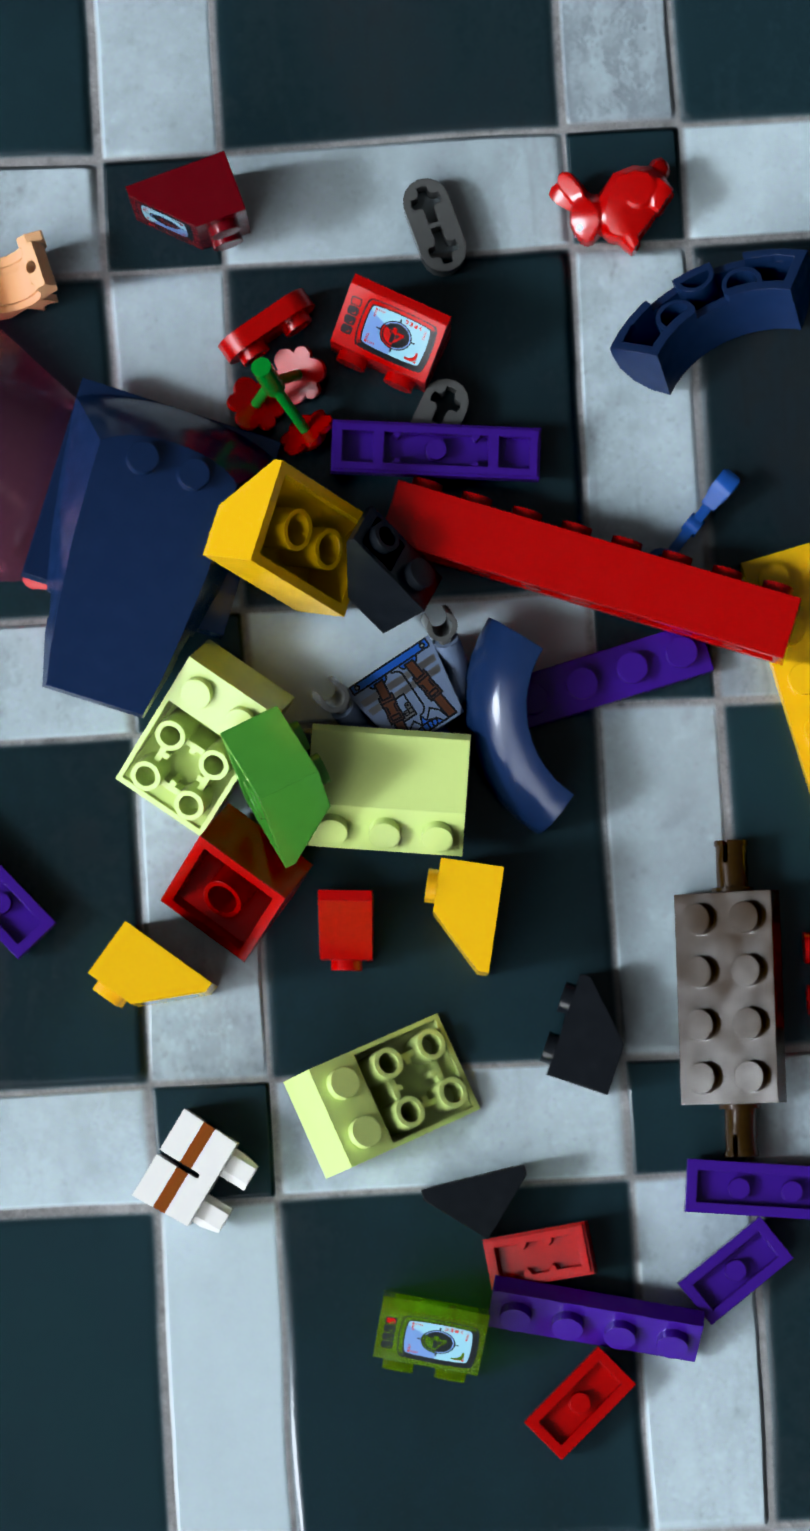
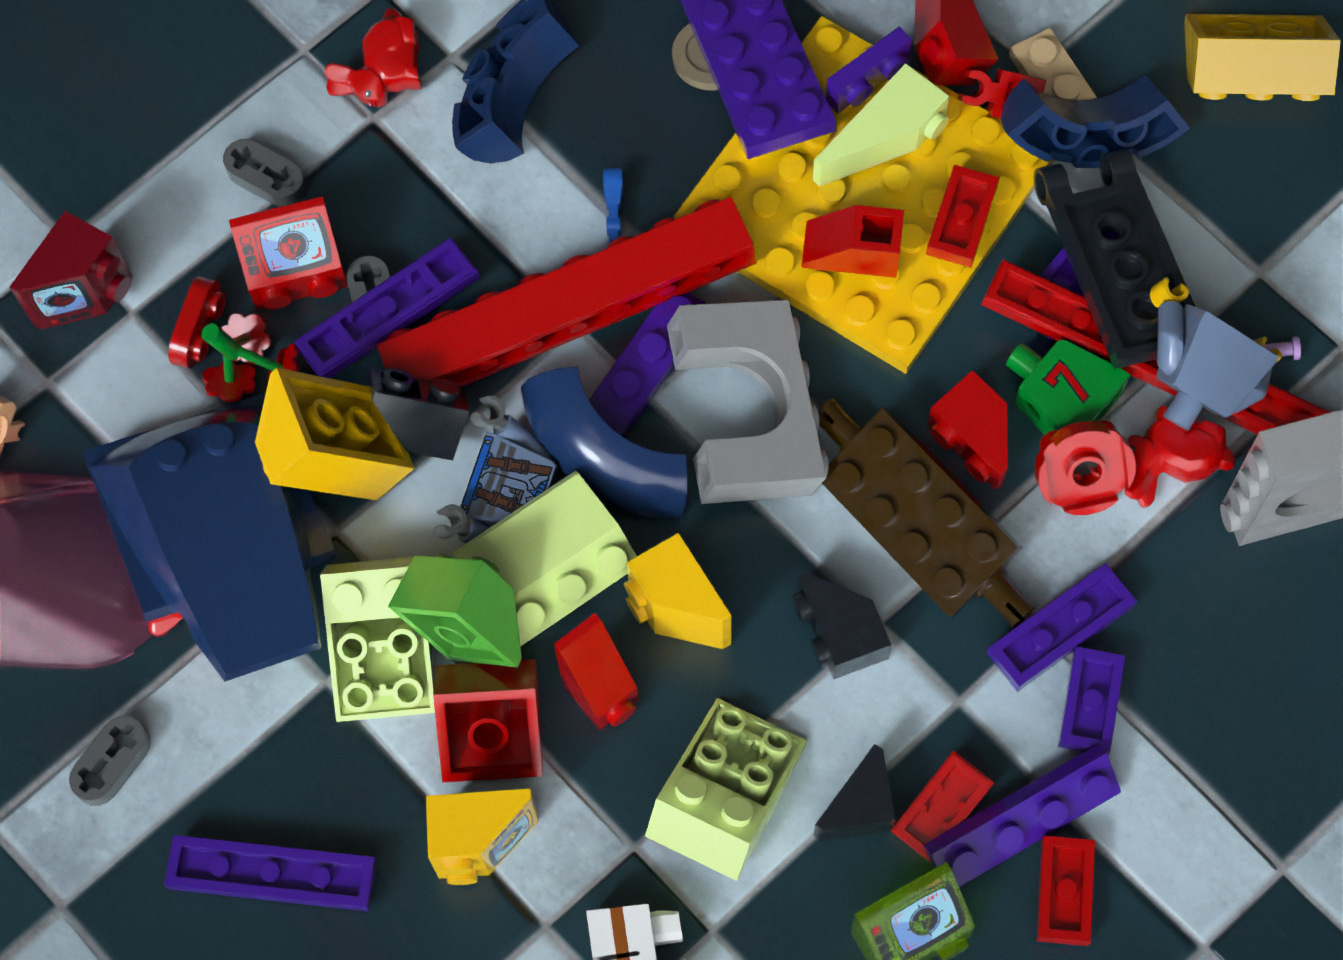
camera: 40 degrees left, 15 degrees down
(728, 745) = (763, 343): none -> light grey arch

